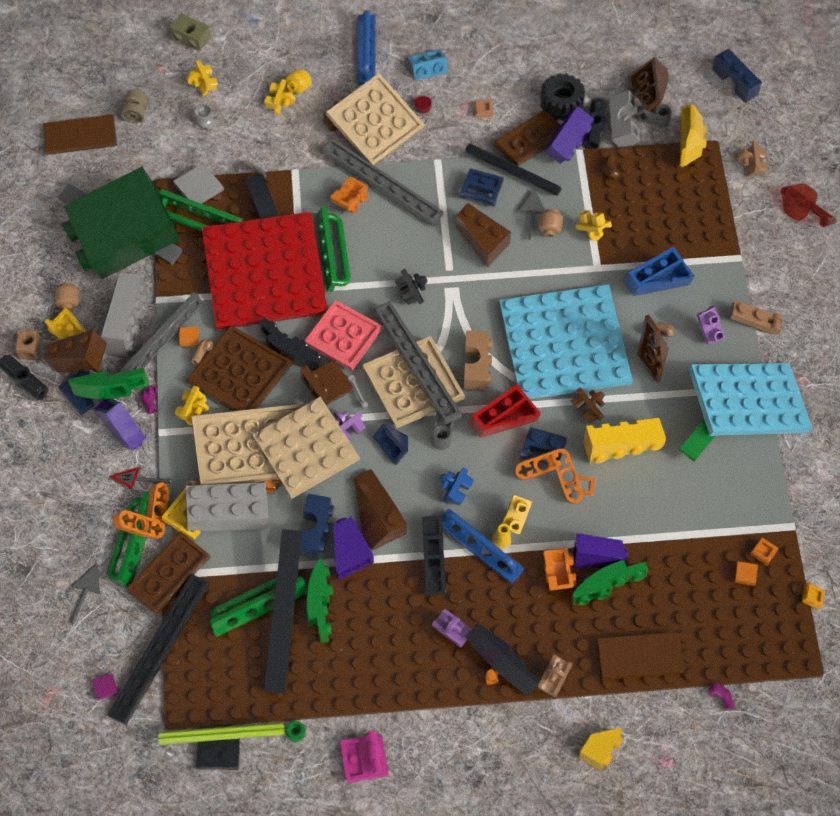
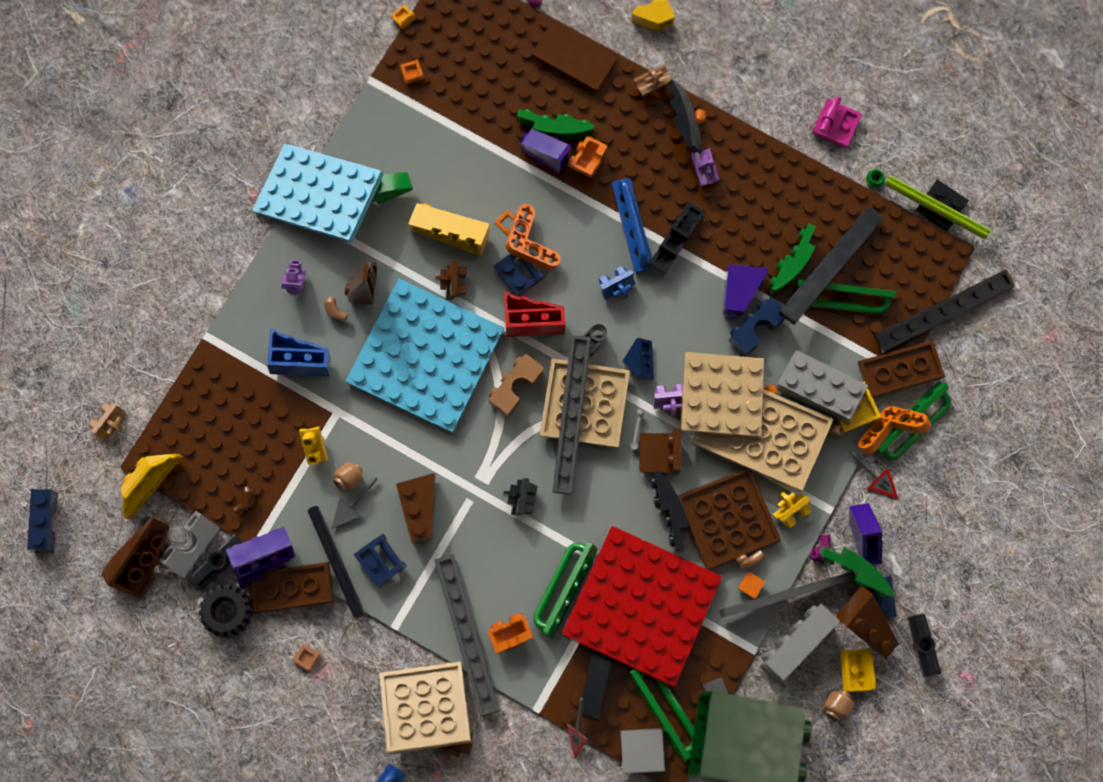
camera: 150 degrees left, 15 degrees up
(31, 350) = (909, 675): medium nougat brick -> none
(90, 583) = (968, 411): dark grey piece -> none
(105, 687) = (1003, 311): magenta tile -> none
(343, 335) = (614, 490): coral plate -> none
(378, 513) = (697, 303): reddish brown wedge -> none
(423, 104) = (361, 703): dark red tile -> none
(428, 64) = (321, 748): dark azure bracket -> none
(502, 536) = (611, 219): yellow cone -> none
(517, 513) = (588, 223): yellow hips -> none
(746, 573) = (441, 64): orange tile -> none
(756, 317) = (245, 267): medium nougat plate -> none
(800, 200) = (107, 347): clear red piece -> none

